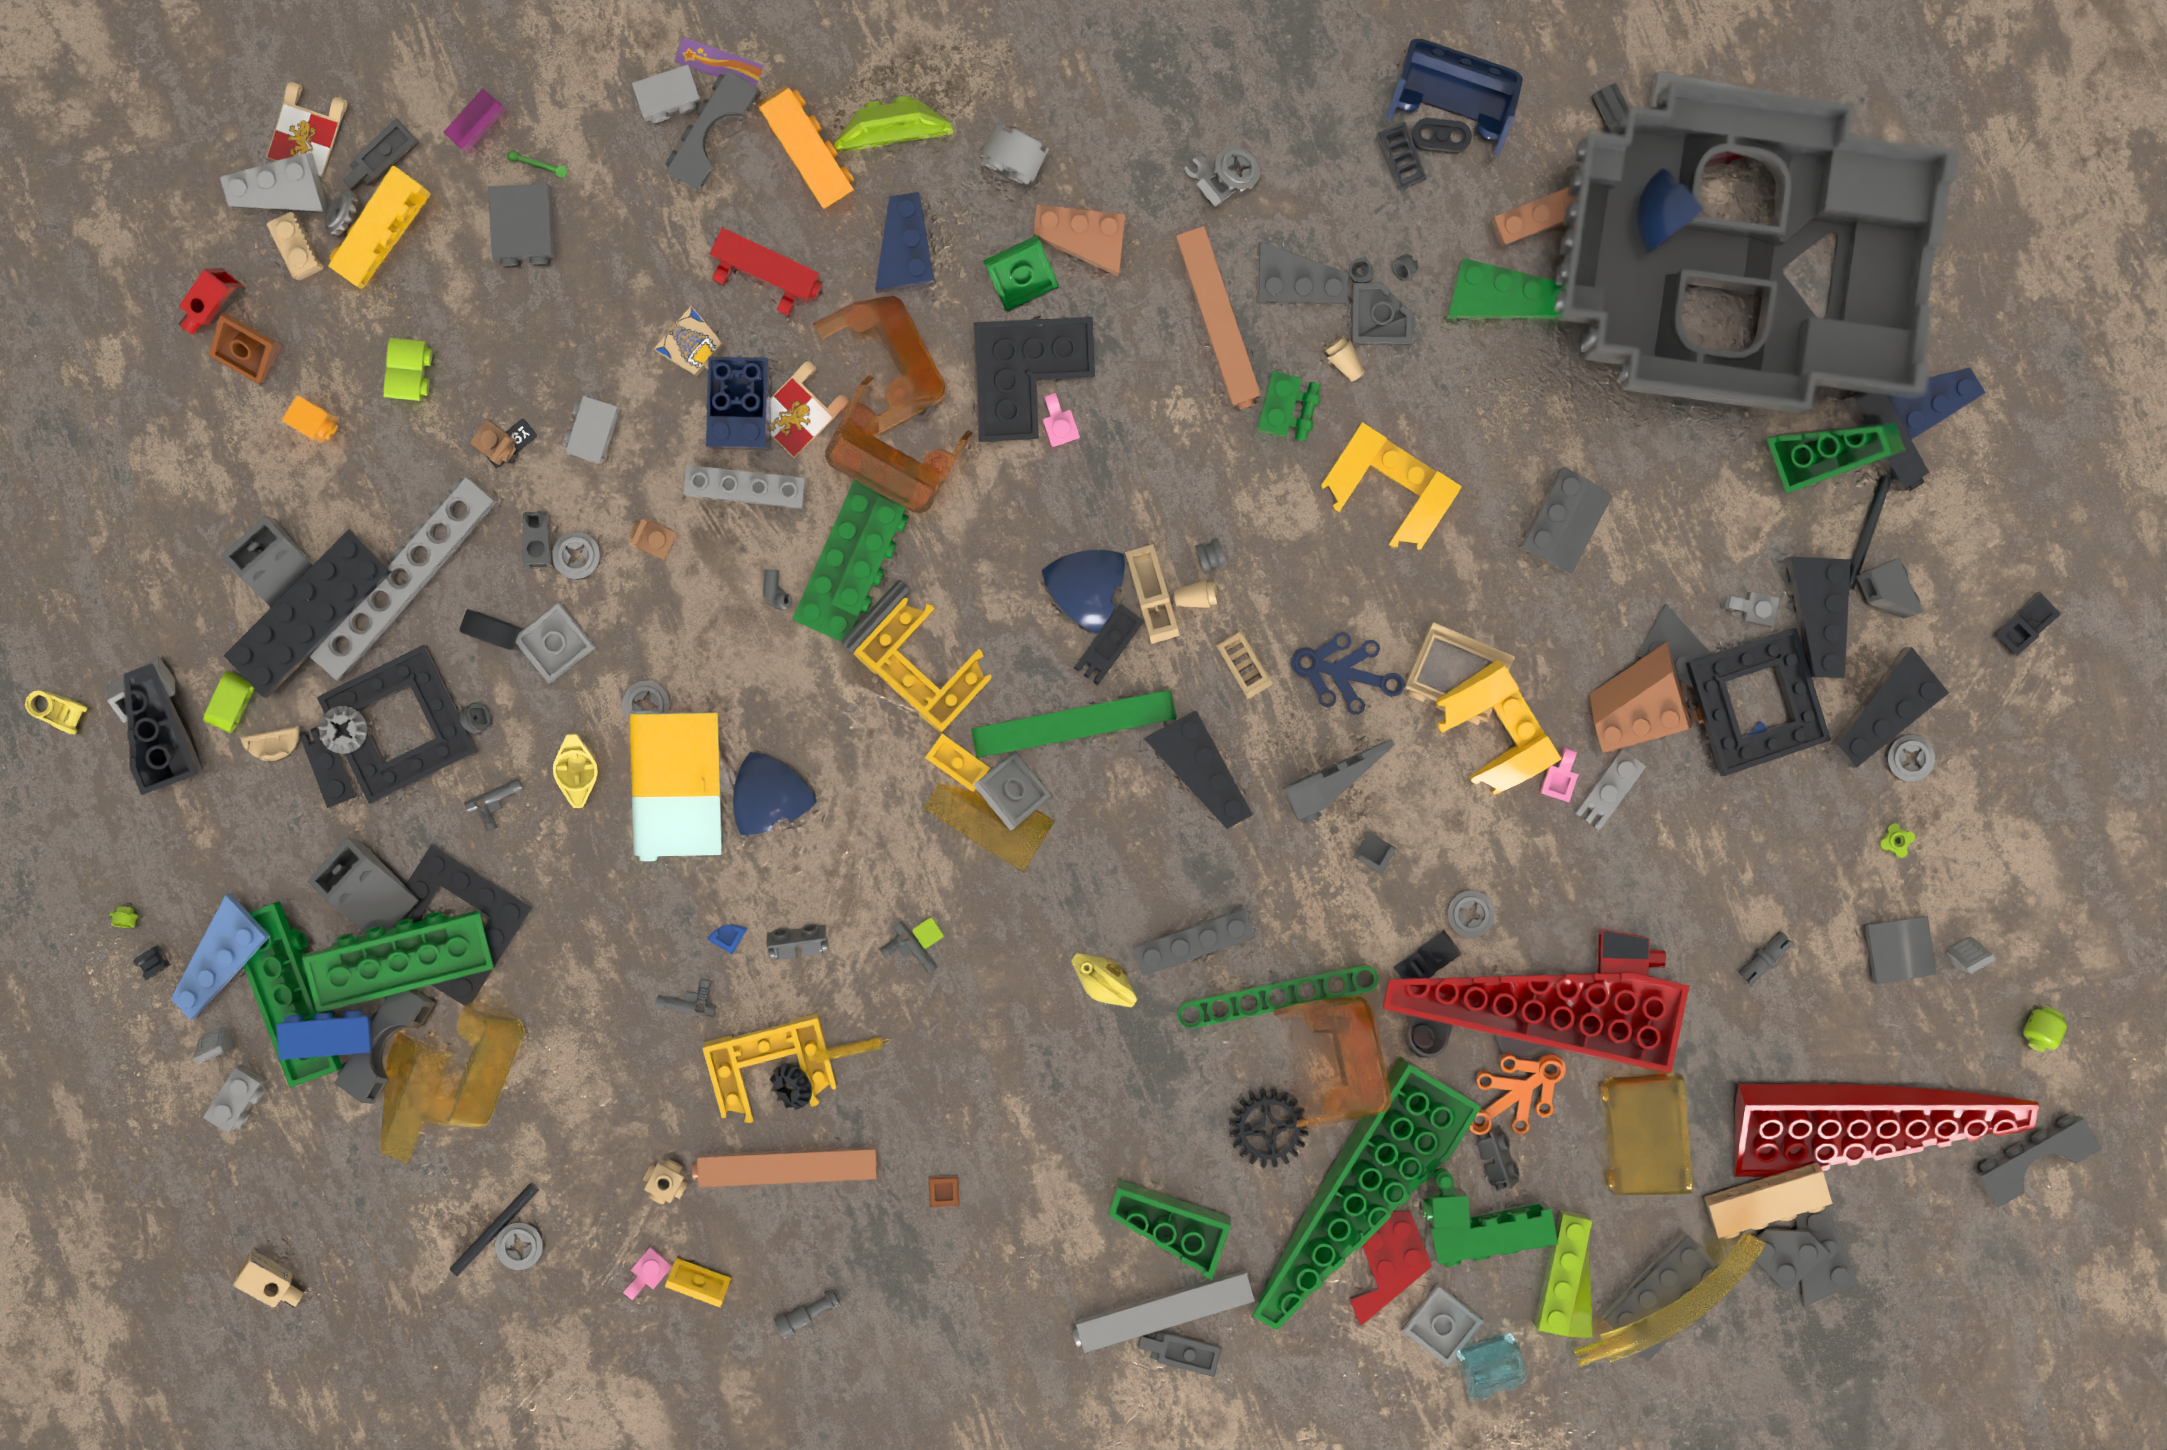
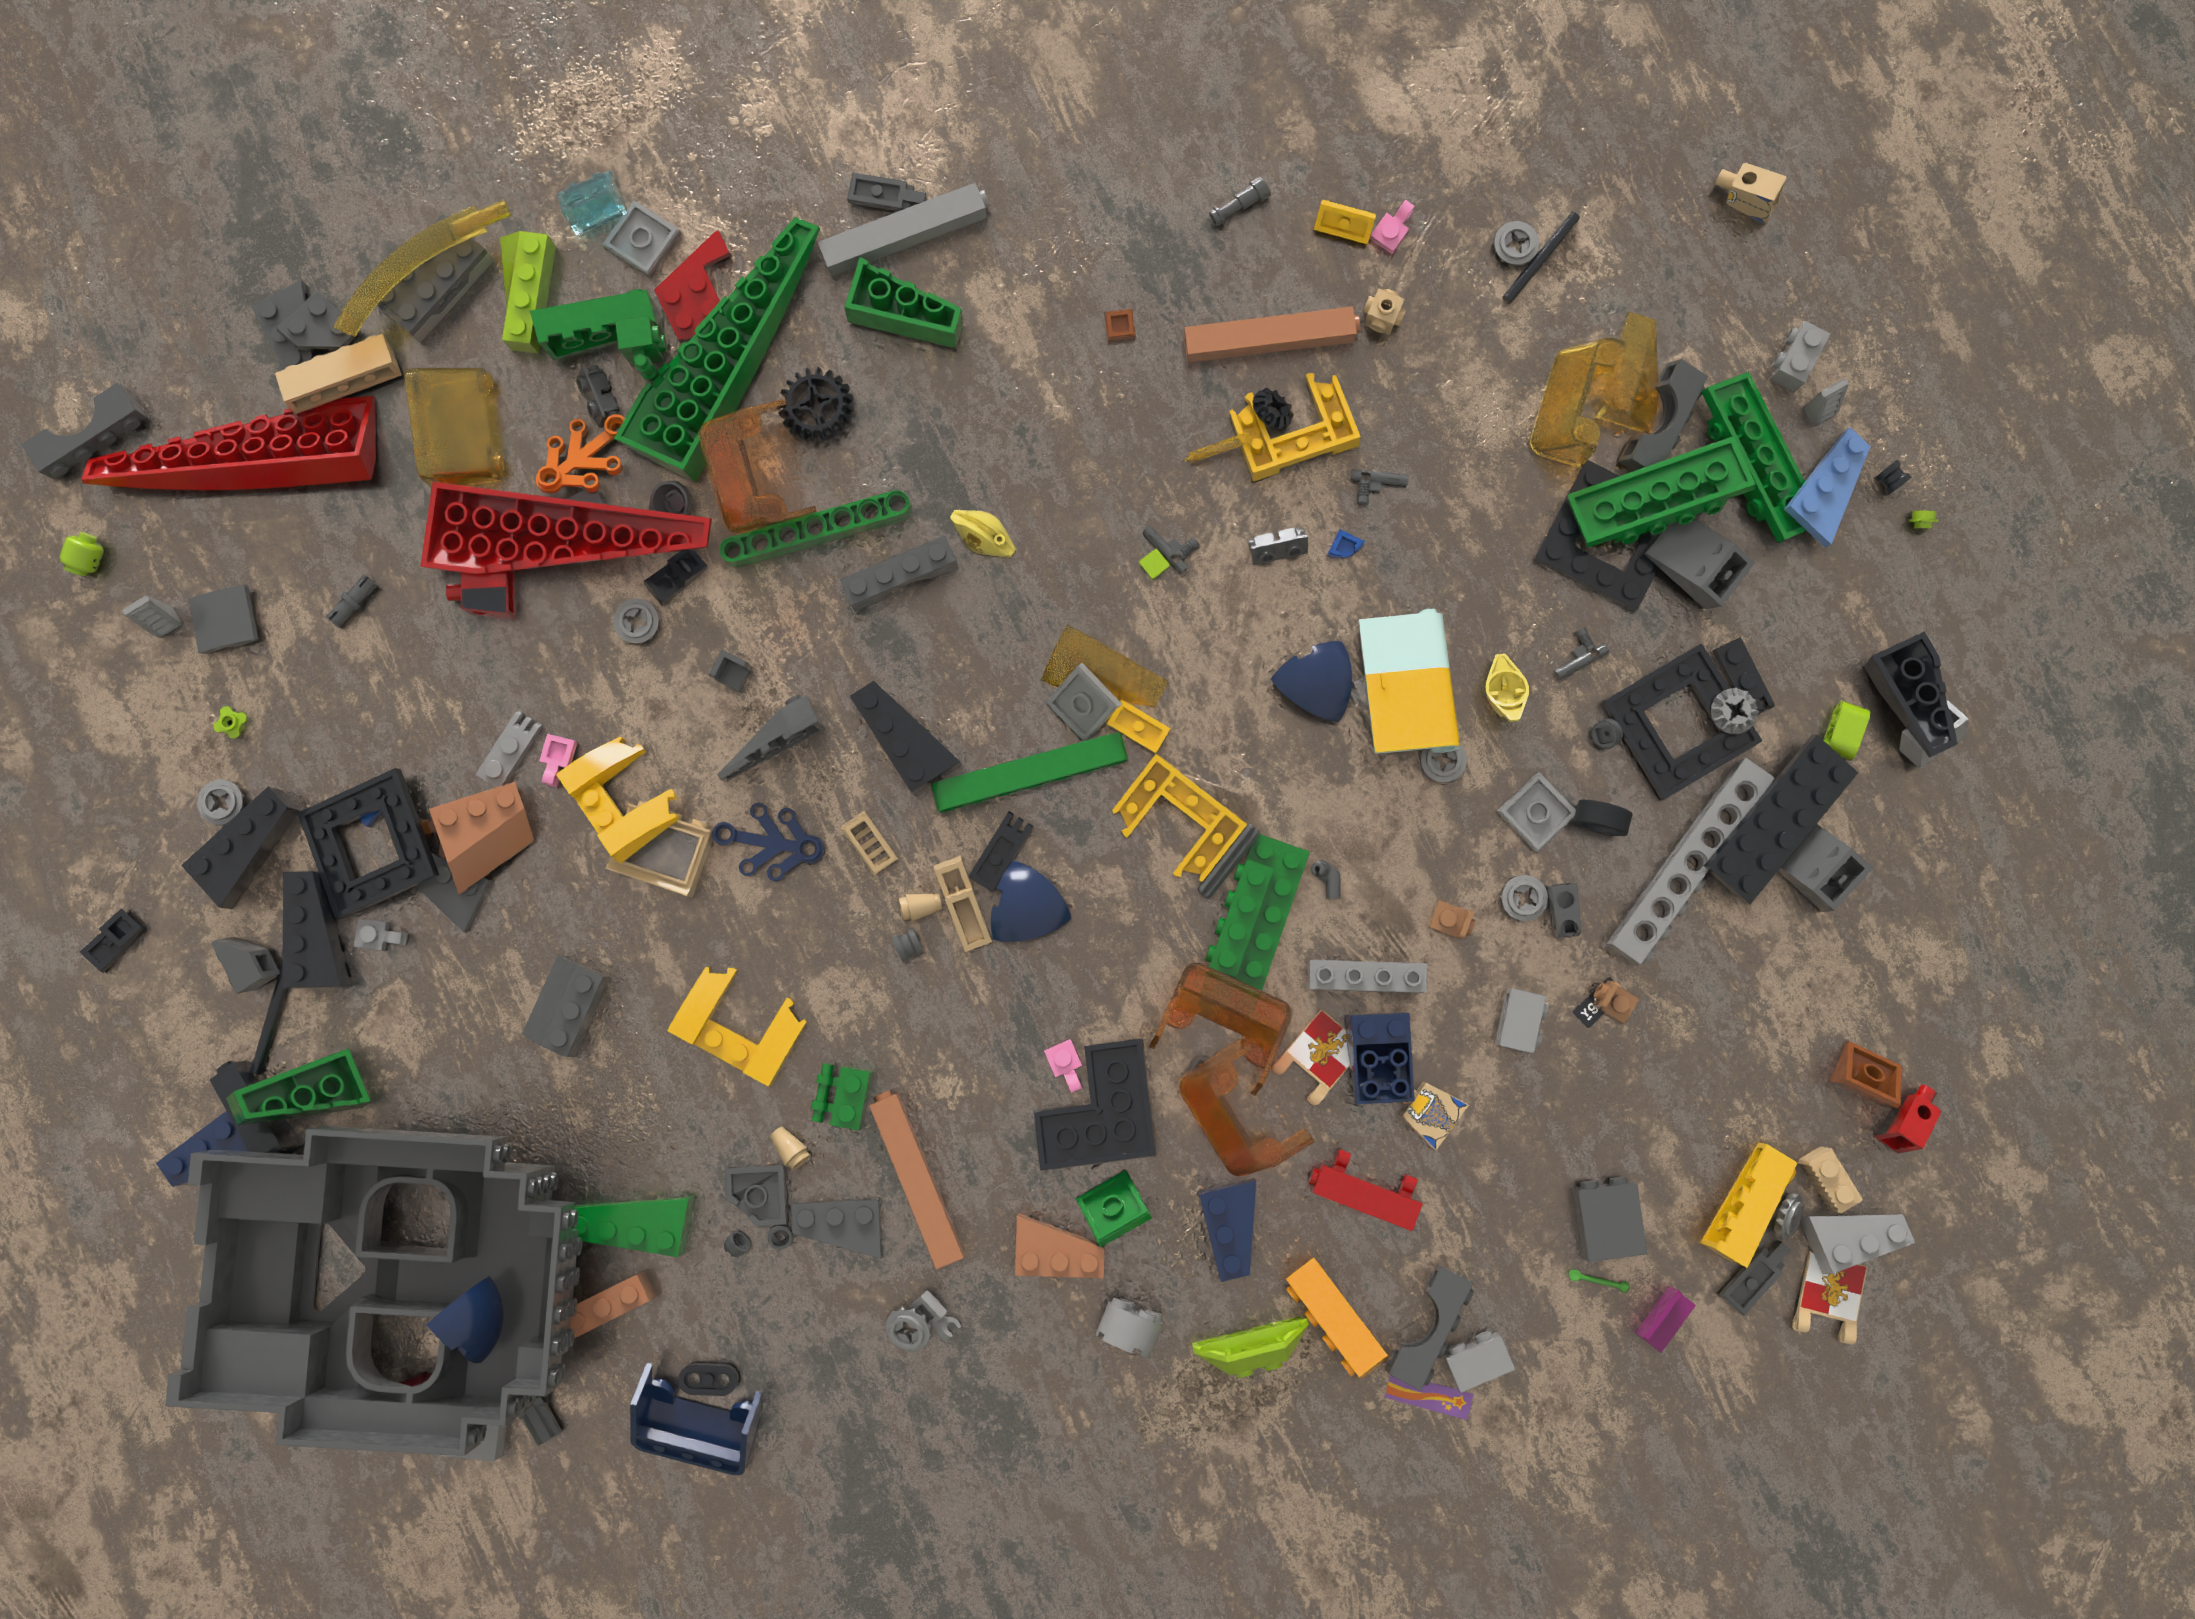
camera: 175 degrees left, 5 degrees down
(61, 711) = (2007, 709): light yellow piece -> none
(272, 744) = (1799, 693): tan plate -> none
(311, 419) = (1798, 1009): light orange brick -> none
(324, 1035) = (1724, 415): blue brick -> none
(406, 369) = (1708, 1066): lime brick -> none
(1387, 149) = (761, 1360): black slope -> none

